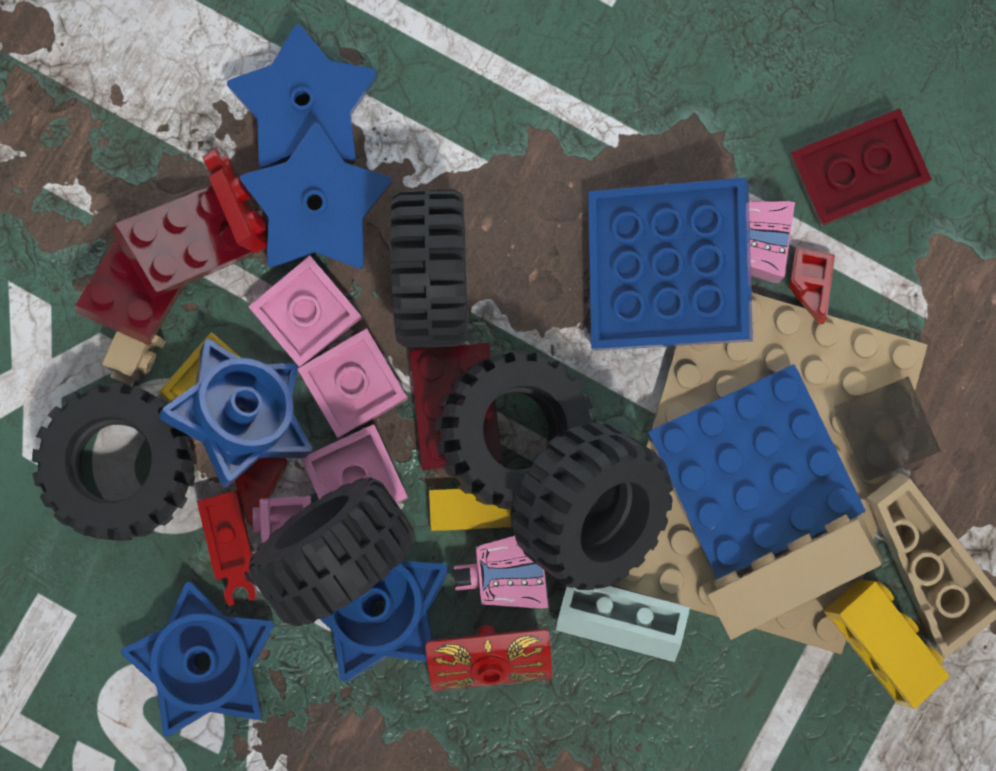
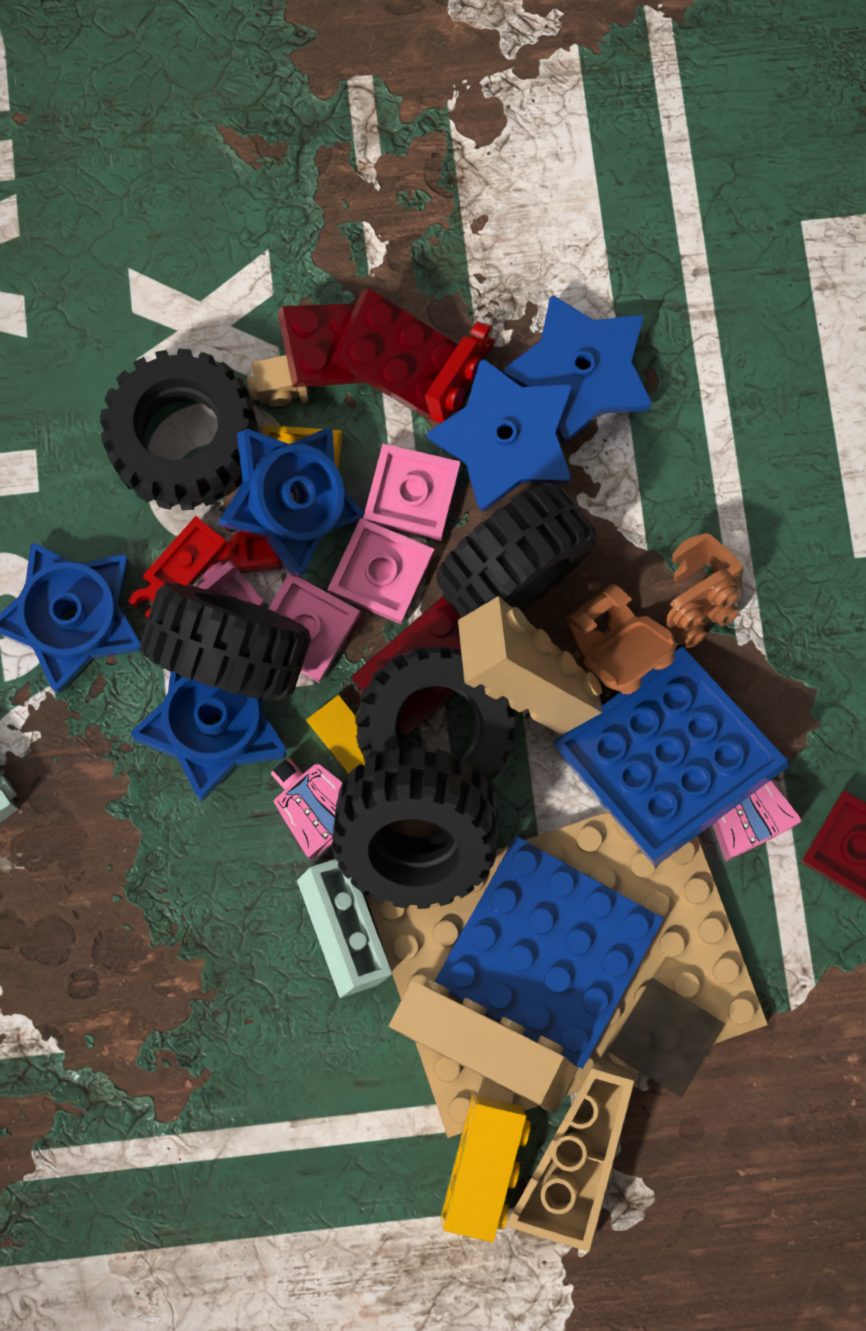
camera: 55 degrees right, 5 degrees down
(489, 659) = (231, 840): red shield -> none
(526, 326) = (526, 667): none -> tan wedge
(559, 235) = (626, 648): none -> nougat piece
(572, 139) = (711, 599): none -> nougat piece
(812, 280) = (748, 886): tile -> none

